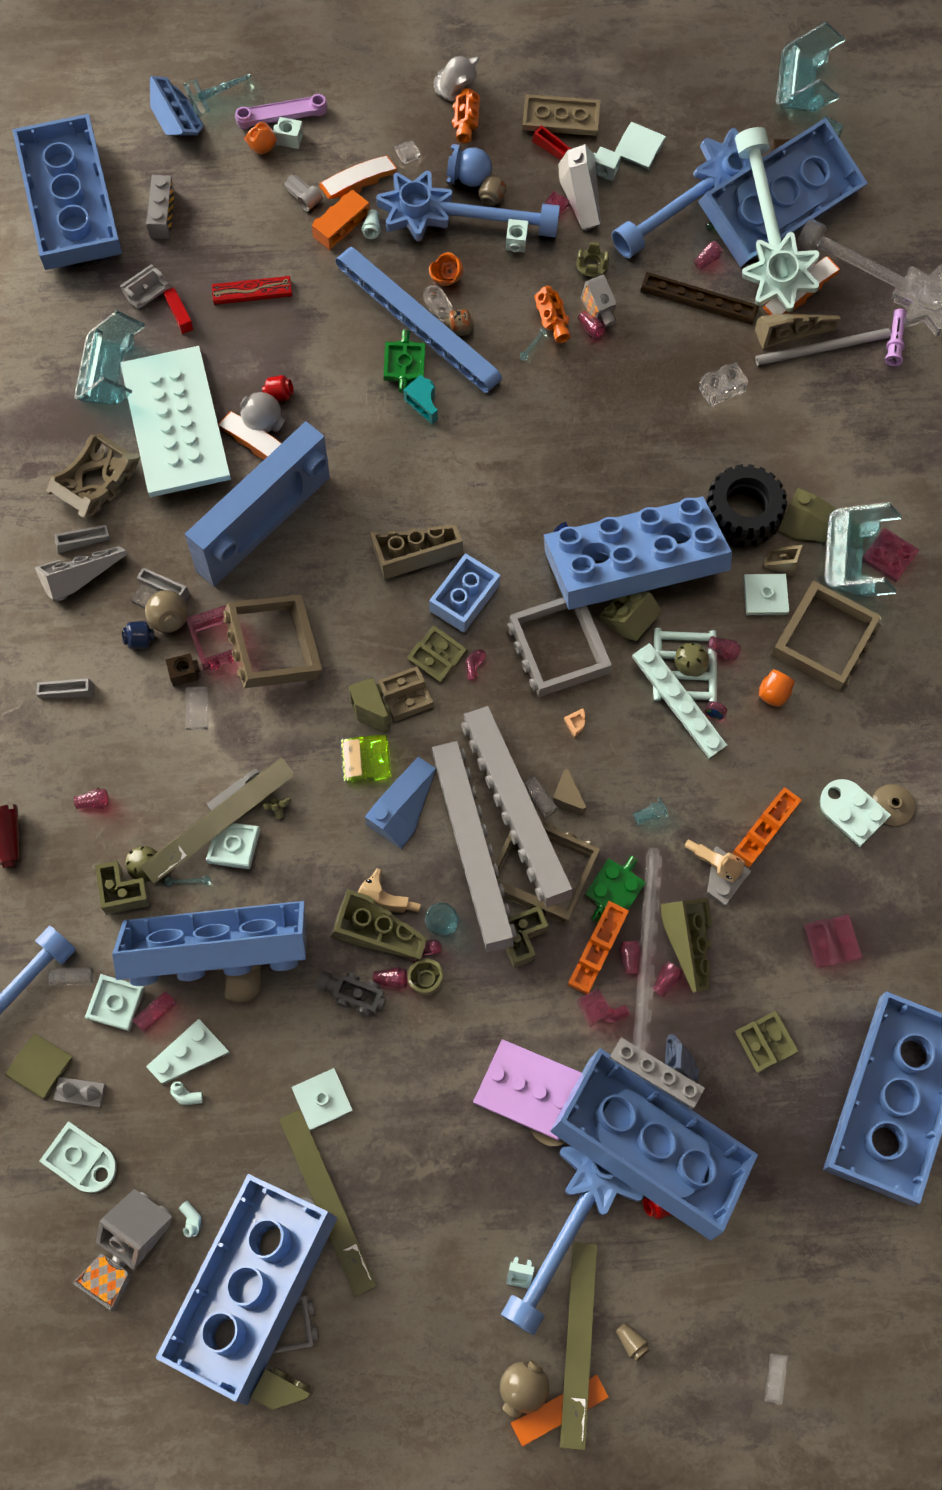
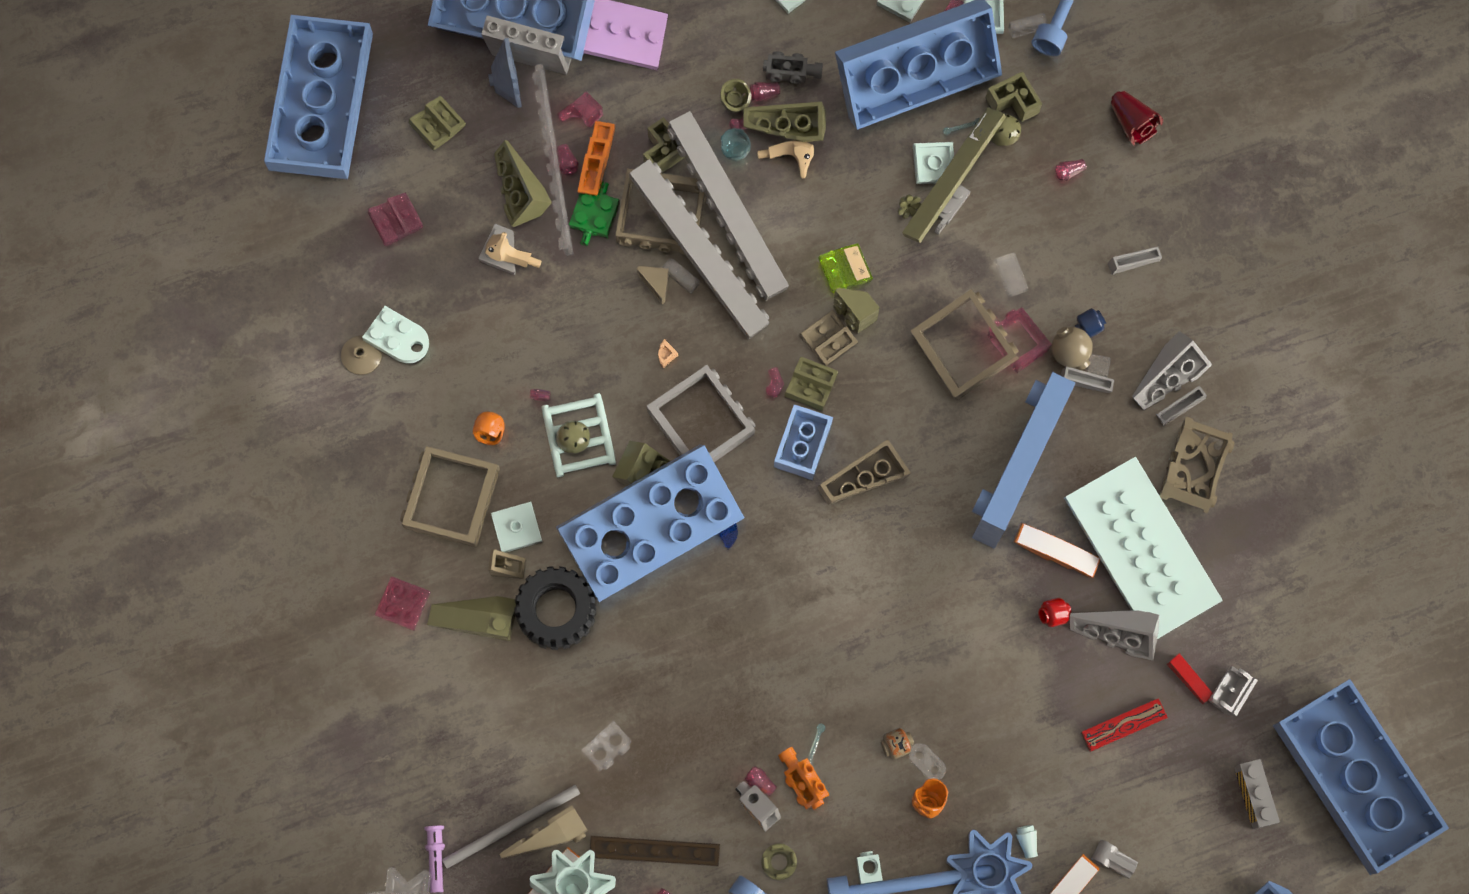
camera: 165 degrees right, 5 degrees up
(102, 358) = (1237, 586): clear light blue windscreen -> none
(176, 663) = (1041, 295): dark brown brick -> none
(211, 351) = (1129, 630): none -> light grey wedge
(261, 412) = (1060, 576): light grey brick -> none
(340, 219) = (1063, 835): orange brick -> none
(399, 808) = (799, 236): medium blue wedge -> none
(403, 360) = (939, 682): green plate -> none
(418, 320) = (942, 736): medium blue beam -> none
(420, 396) = (909, 643): teal arch -> none
(651, 812) = (575, 288): clear light blue pin -> none
(667, 978) = (531, 150): clear pink cone -> none
(679, 701) = (576, 394): light aqua plate -> none
(724, 647) = (542, 457): clear pink cone -> none
(767, 826) = (471, 301): orange slope -> none
(845, 548) = (446, 582): clear light blue windscreen -> none

